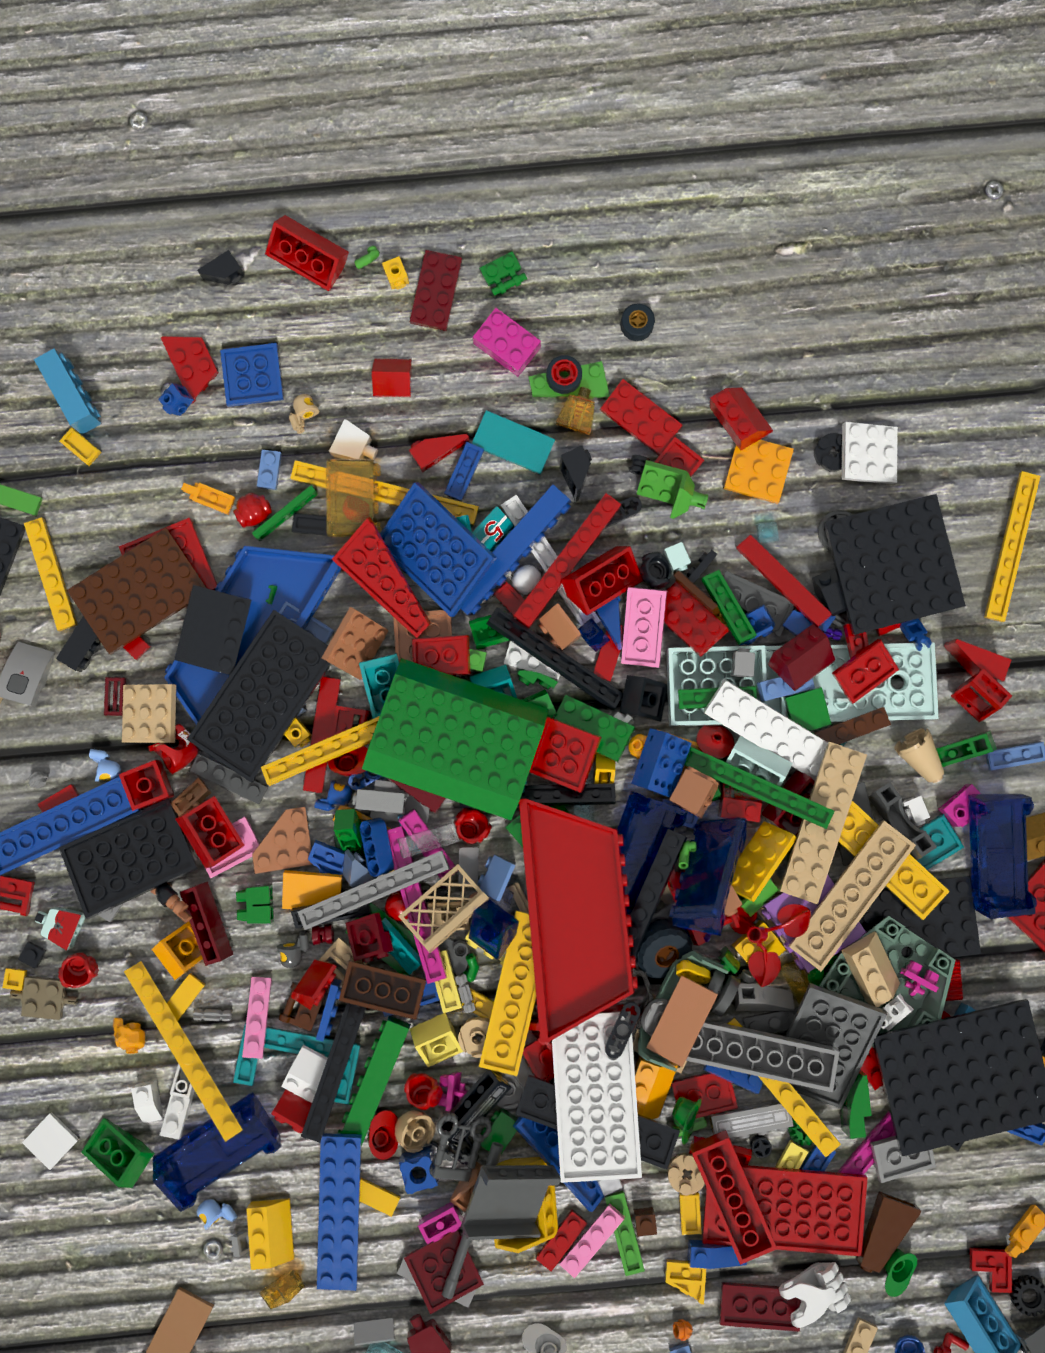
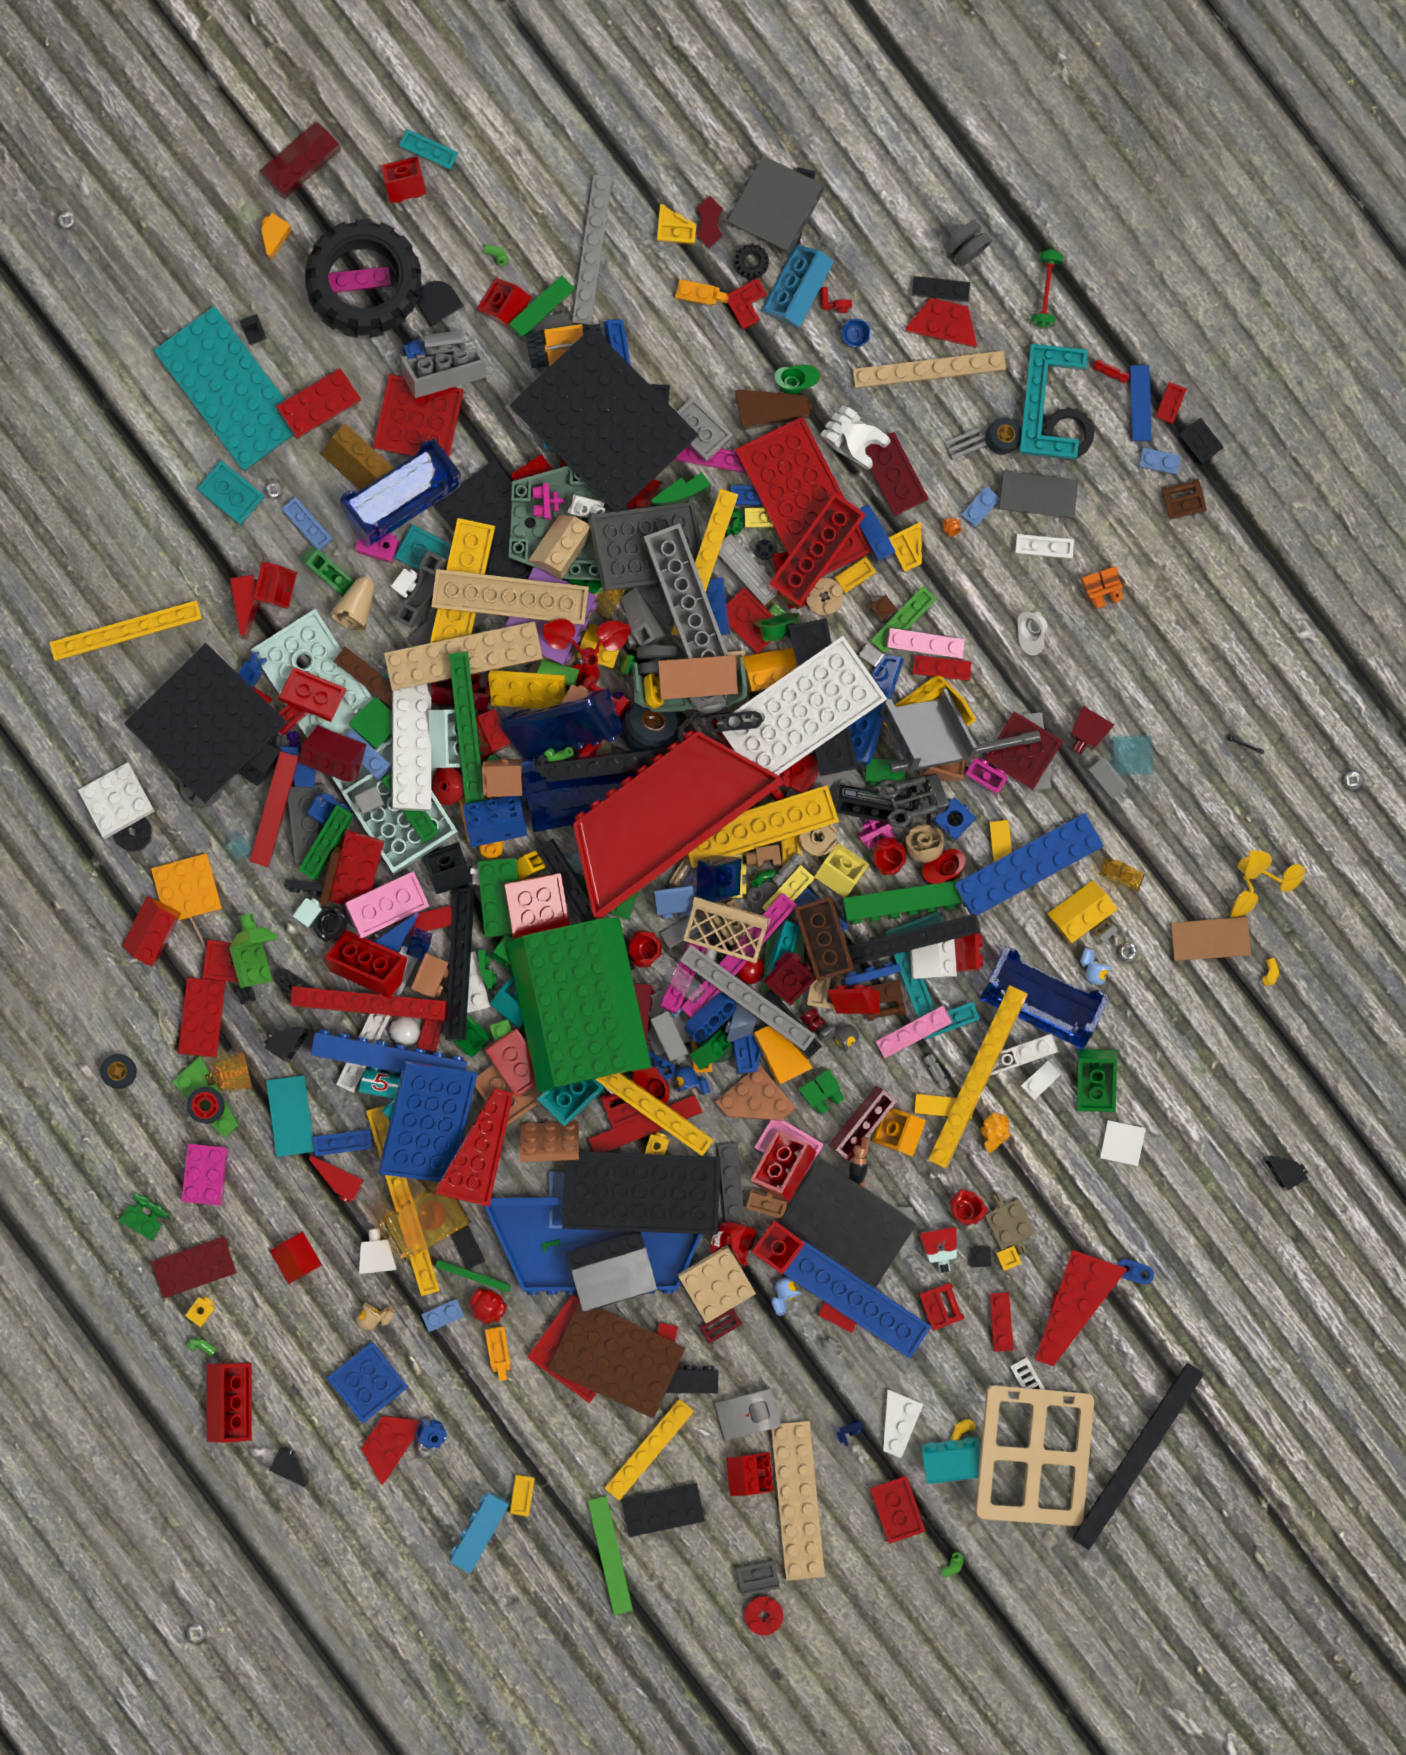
camera: 120 degrees left, 0 degrees up
(489, 981) = (764, 855): none -> medium nougat hips

